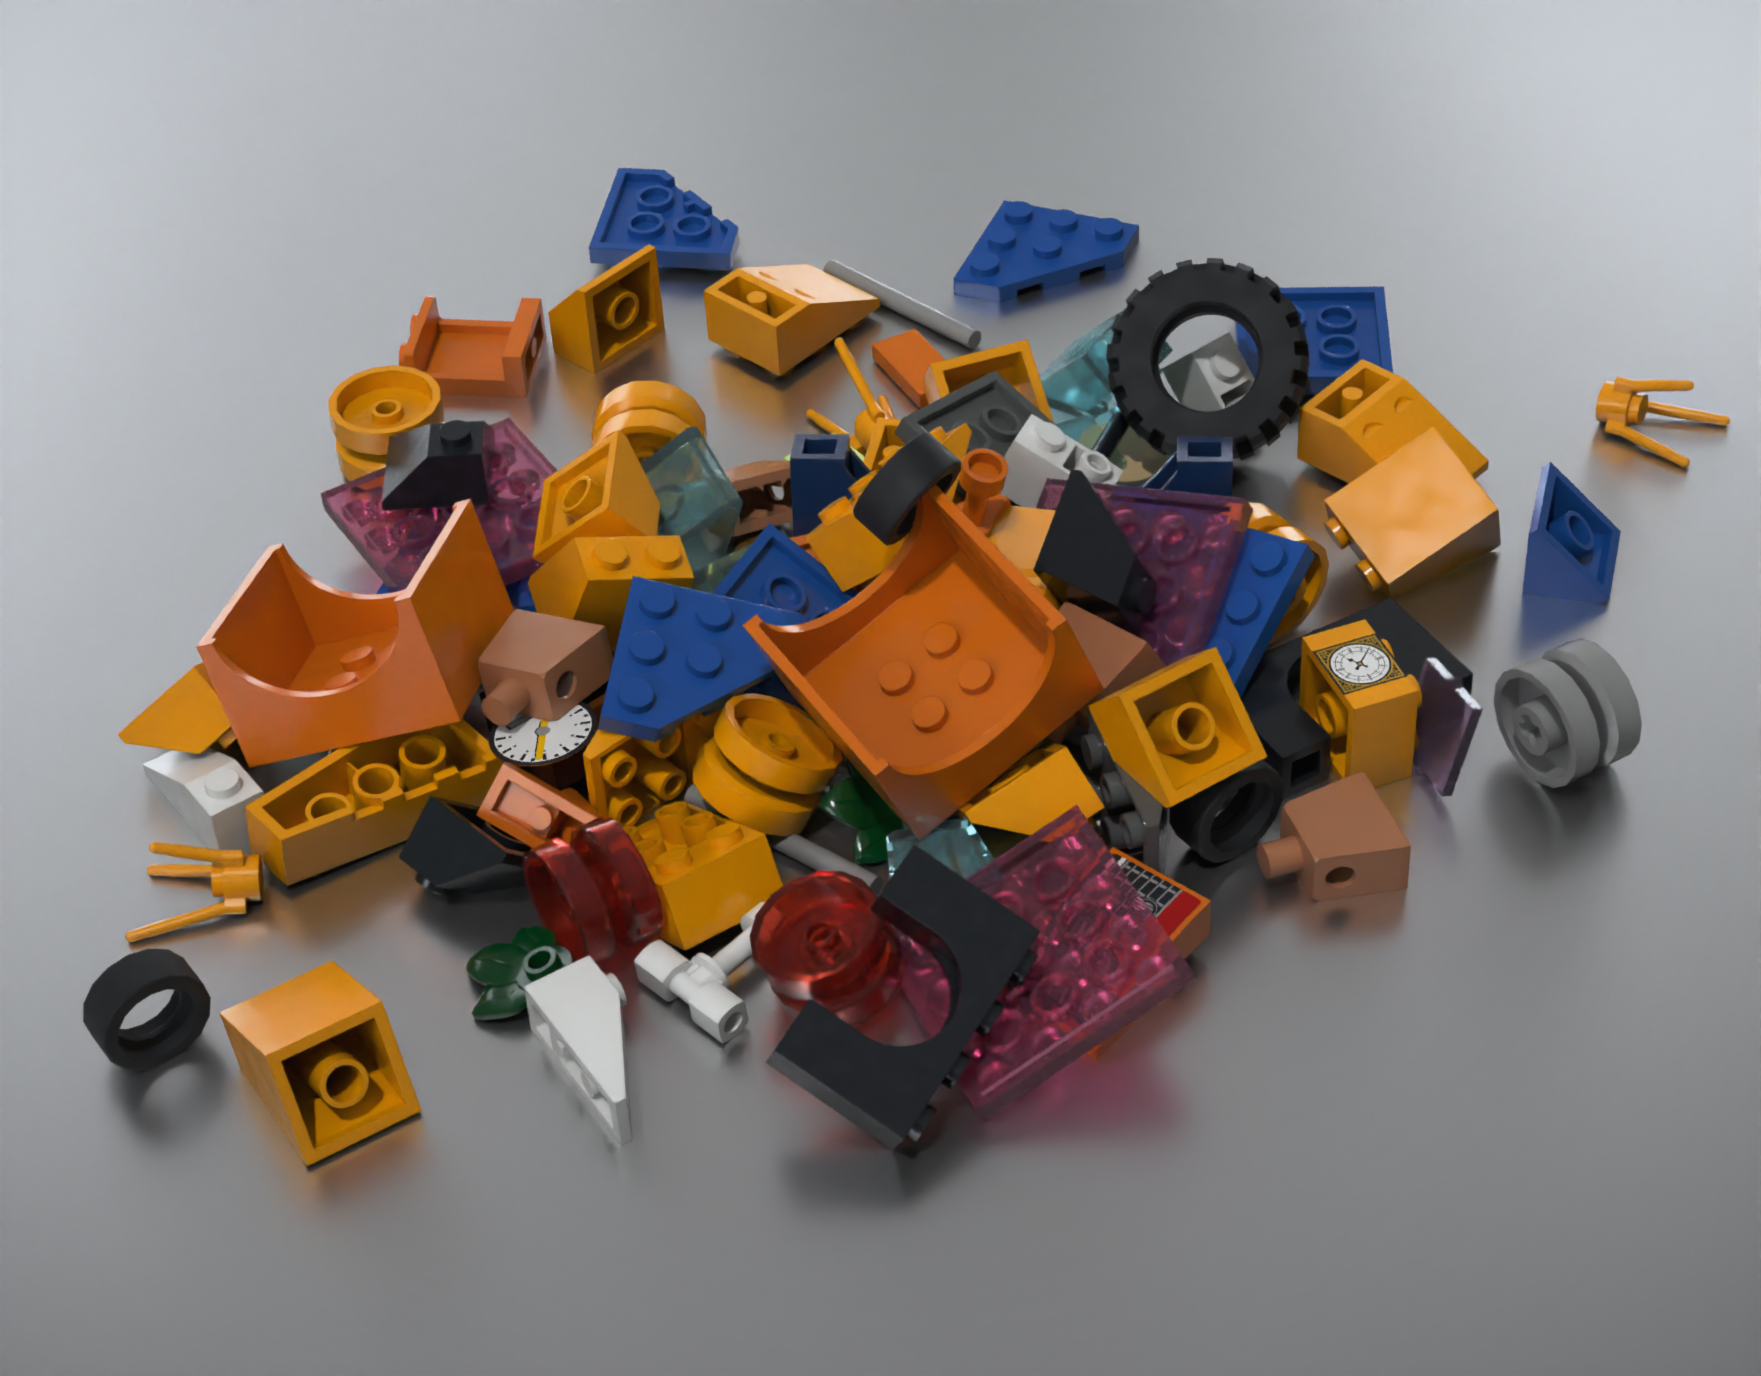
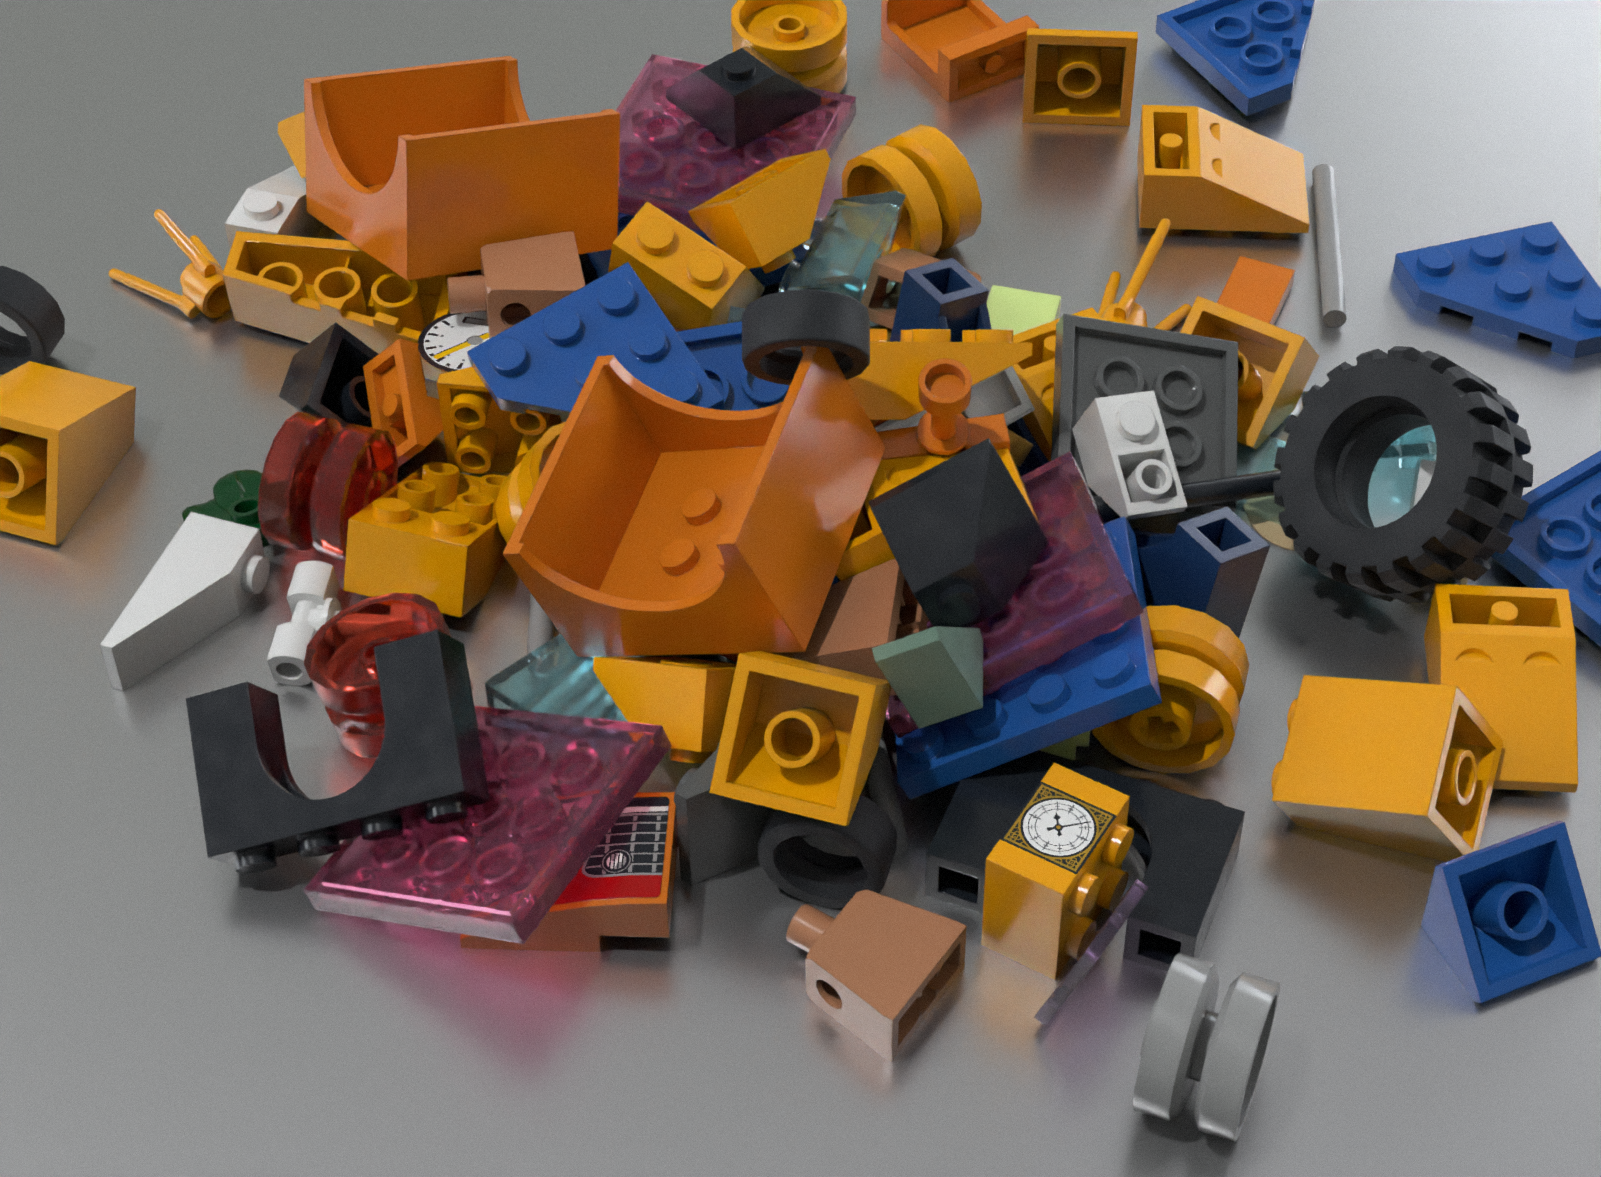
camera: 50 degrees right, 5 degrees up
(1190, 626) = (935, 672): none -> sand green slope

